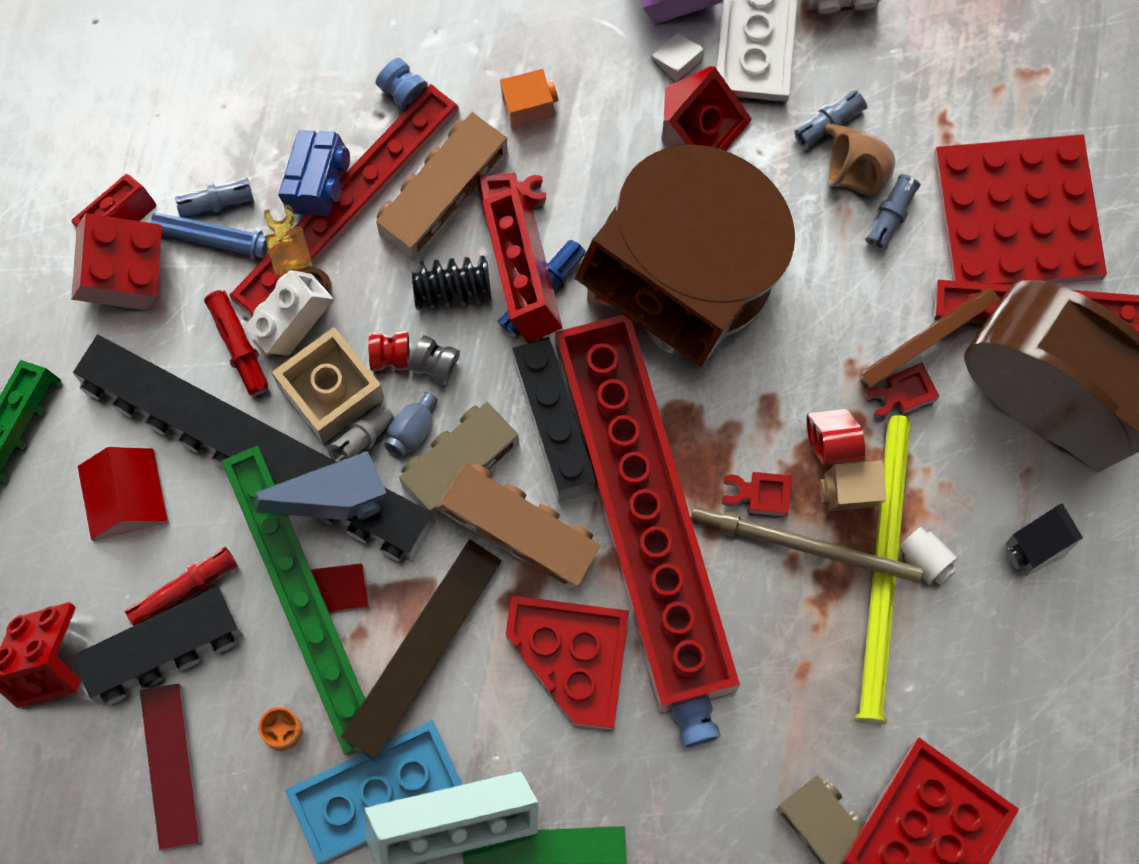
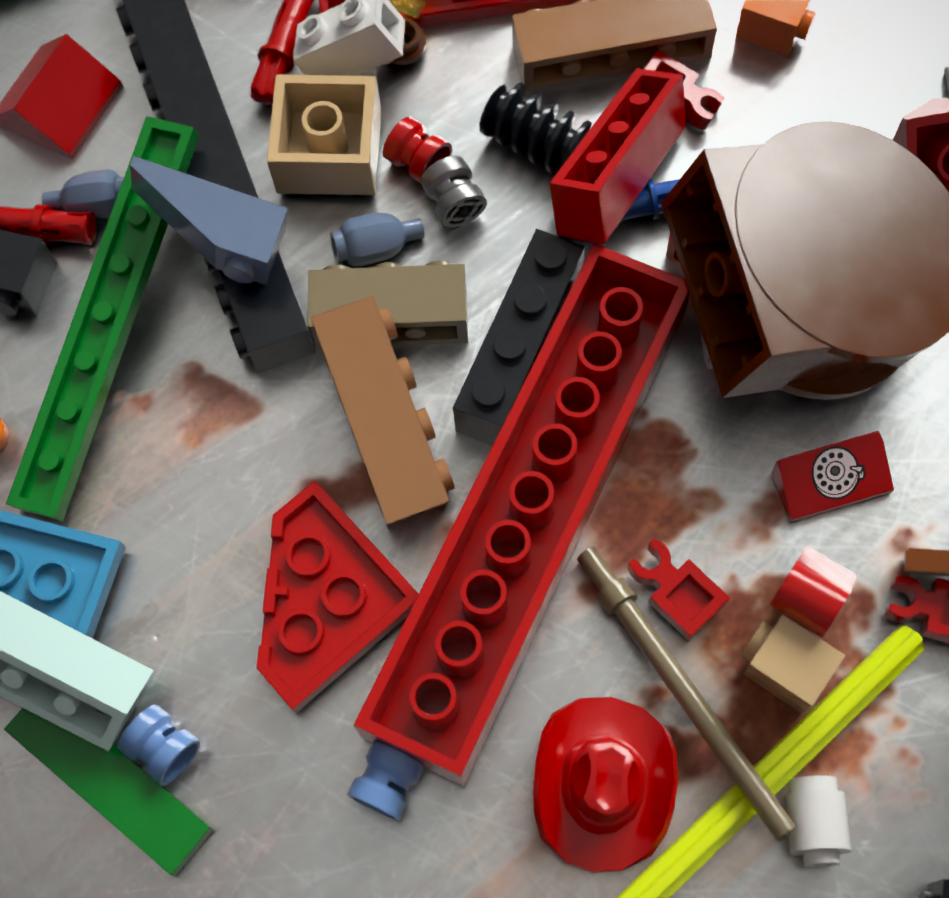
camera: 45 degrees right, 5 degrees down
(211, 534) = (87, 192): none -> sand blue plant
(343, 587) = (163, 340): red slope -> none
(361, 434) = (315, 204): light grey pin -> none
(420, 650) = (173, 460): dark brown tile -> none
(558, 808) = (158, 745): none -> medium blue wheel
(789, 362) = (833, 476): none -> red slope
(808, 627) = (604, 784): none -> red hat

